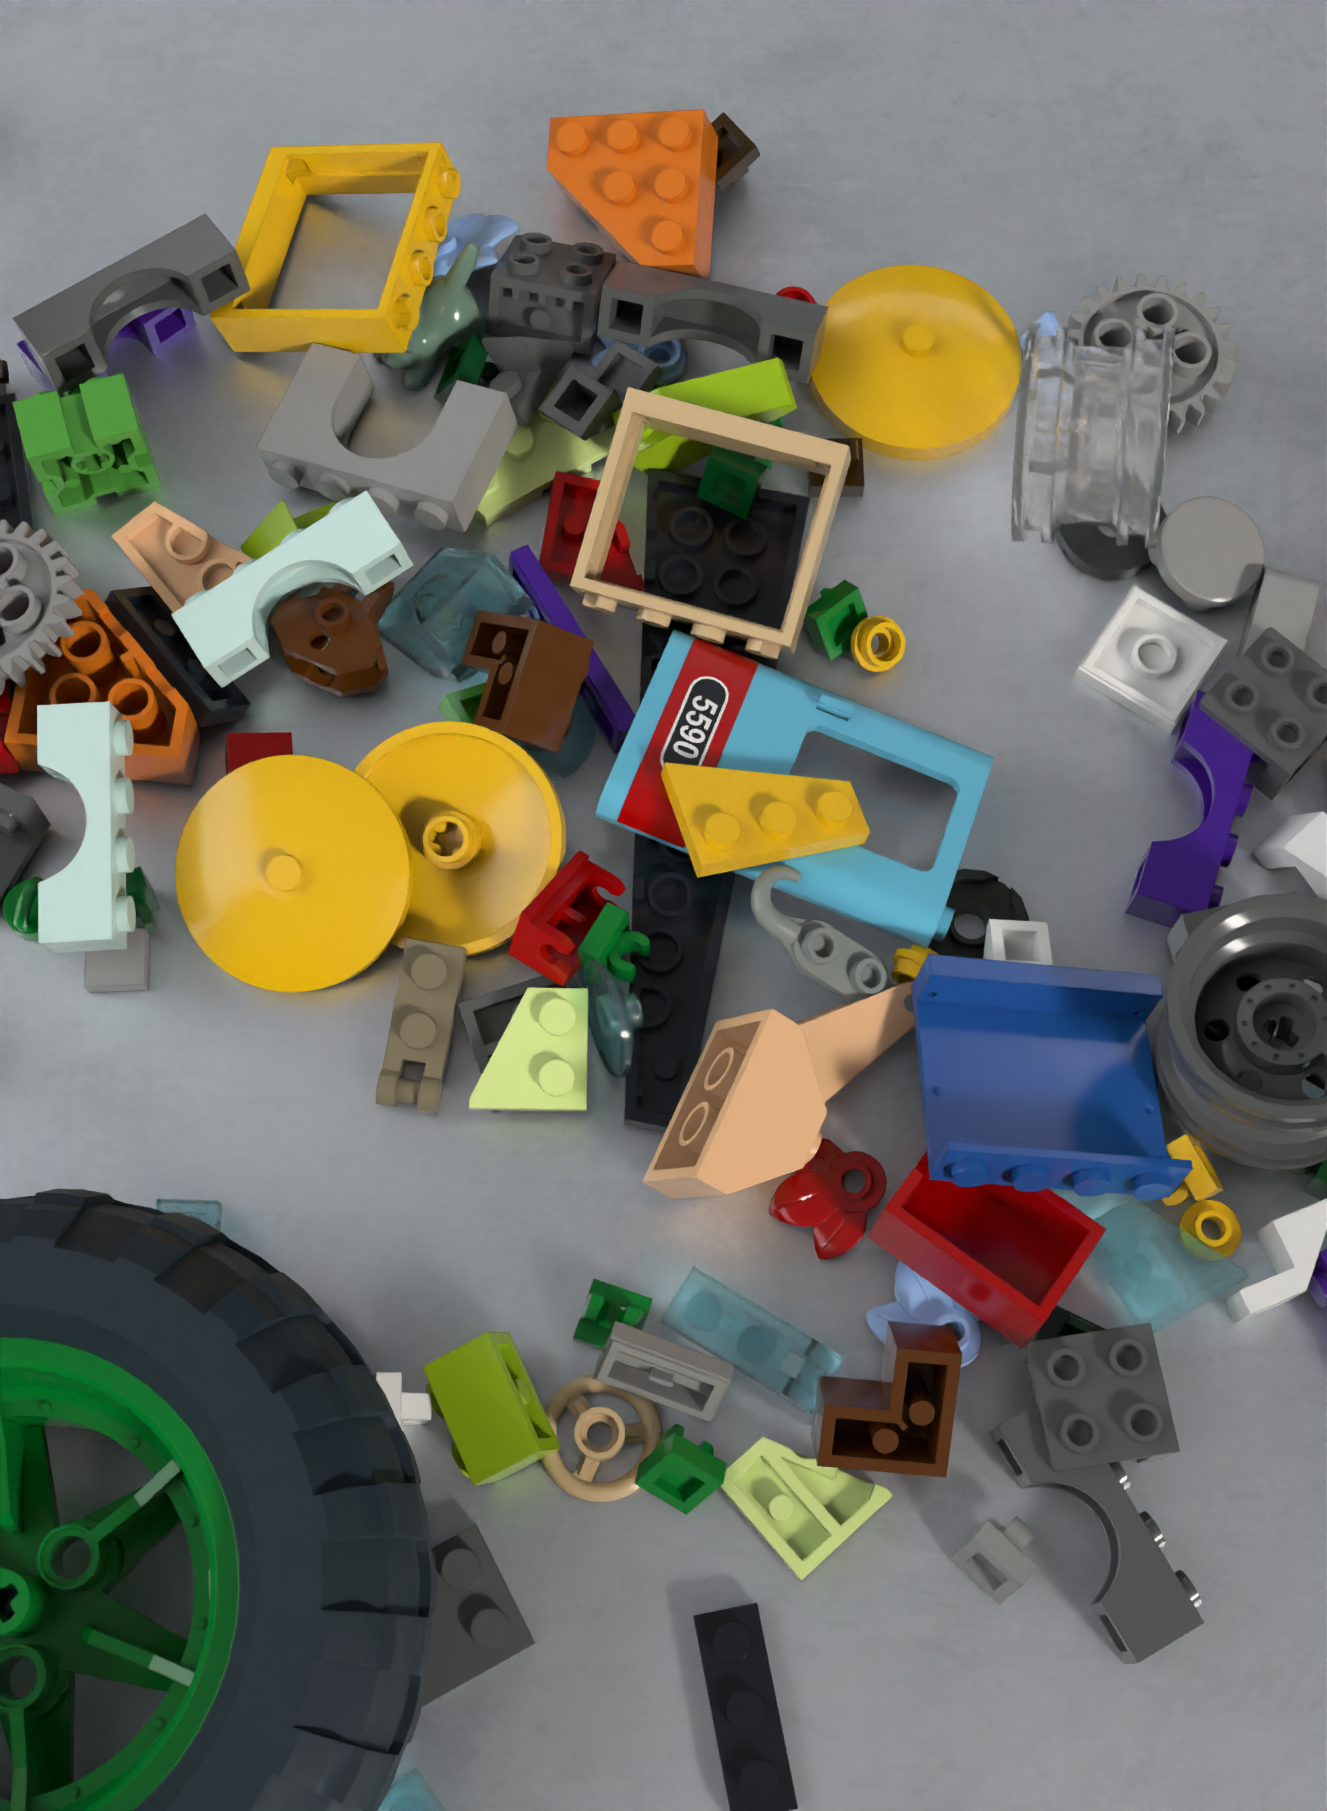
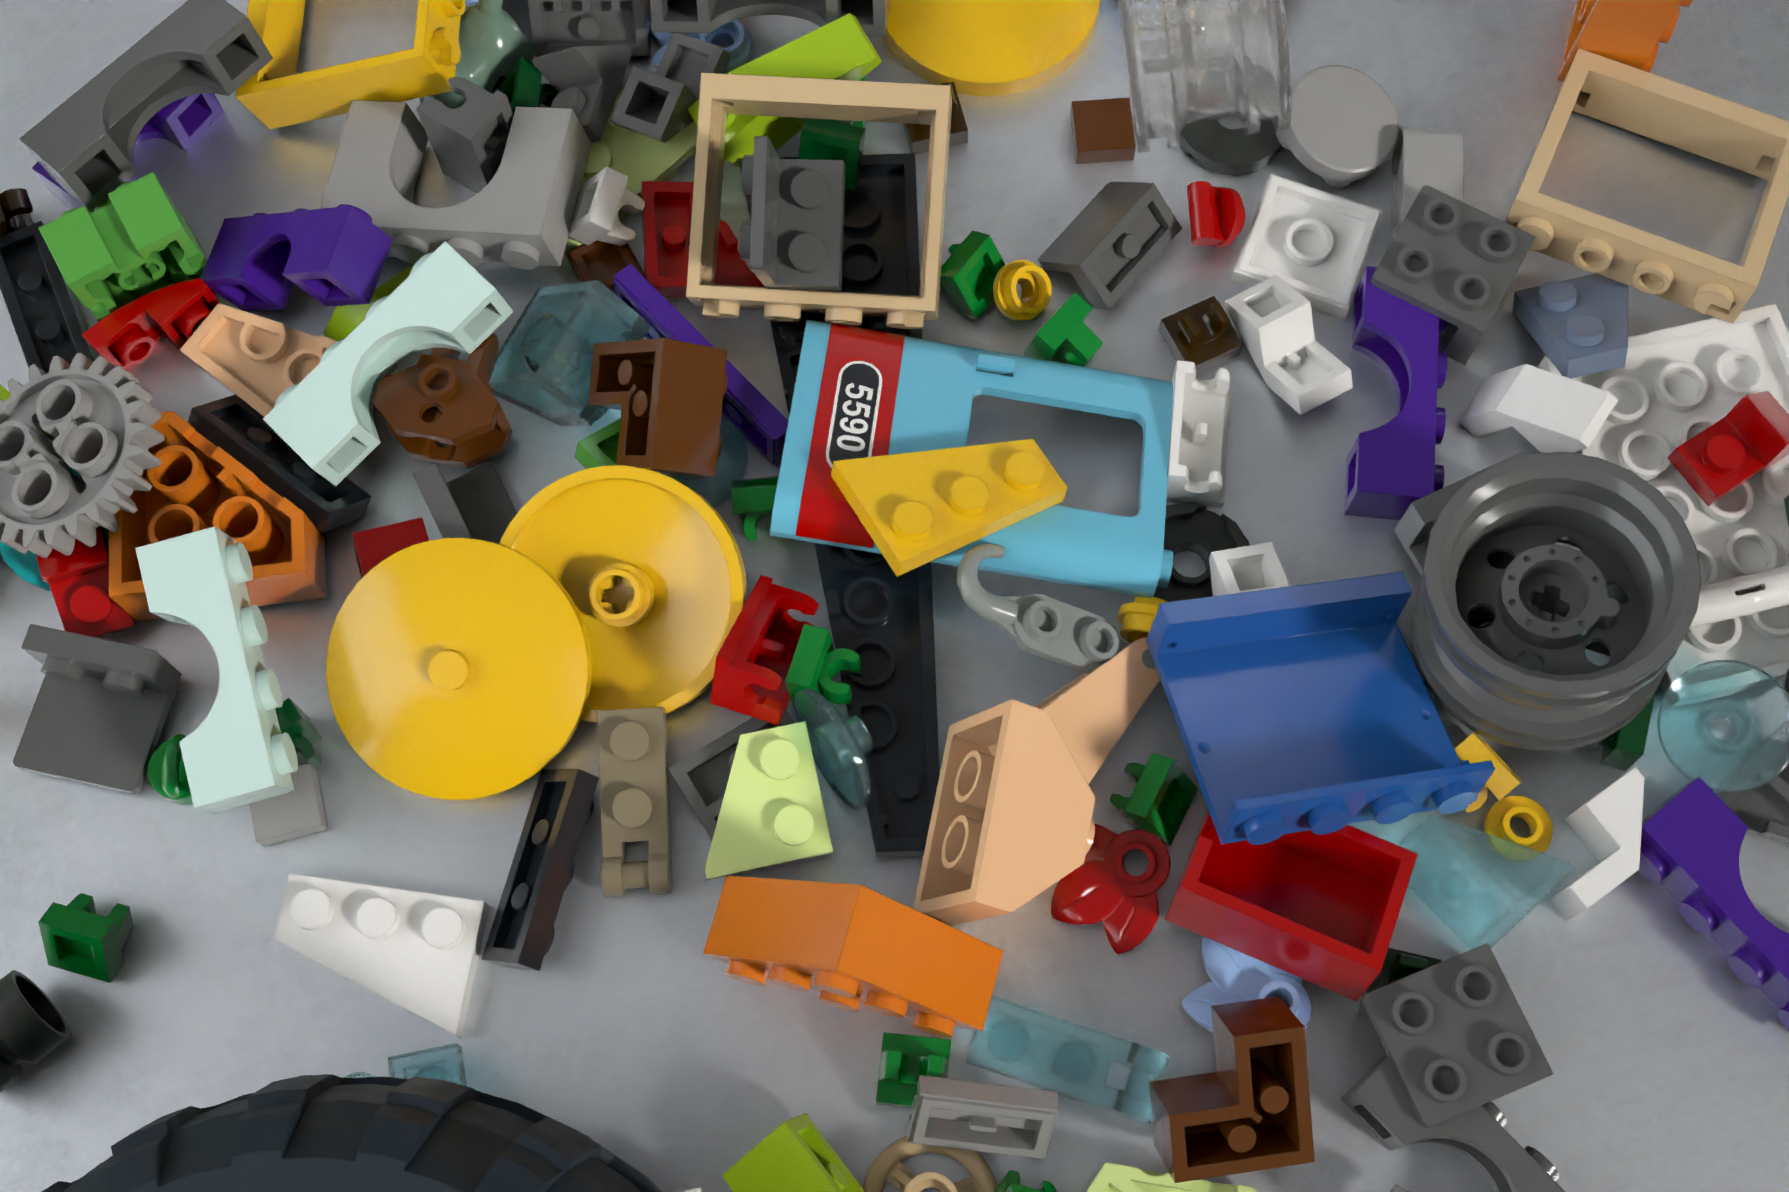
camera: 10 degrees left, 0 degrees up
(76, 508) = (138, 327): none -> red slope
(180, 1099) = (390, 940): none -> white wing
(256, 475) = (324, 251): none -> dark purple arch
(326, 1066) = (541, 869): none -> black plate
(334, 730) = (468, 505): none -> dark grey panel
(409, 399) = (470, 137): none -> dark grey hinge
(504, 534) = (601, 262): none -> reddish brown tile
(510, 488) = (599, 206): none -> white tile
(584, 1200) = (854, 951): none -> orange brick
(589, 780) = (755, 499): none -> green tile
(680, 537) = (794, 219): none -> dark grey bracket
(889, 1128) = (1159, 796): none -> green tile
(907, 694) = (1066, 335): none -> green tile
(973, 616) = (1113, 240): none -> dark grey panel
(986, 512) = (1102, 130): none -> reddish brown tile
(1005, 813) = (1198, 437): none -> white hinge
(1032, 722) = (1201, 335): none -> dark brown tile
(1071, 612) = (1214, 214): none -> red plate
(1106, 746) = (1282, 342): none -> white slope

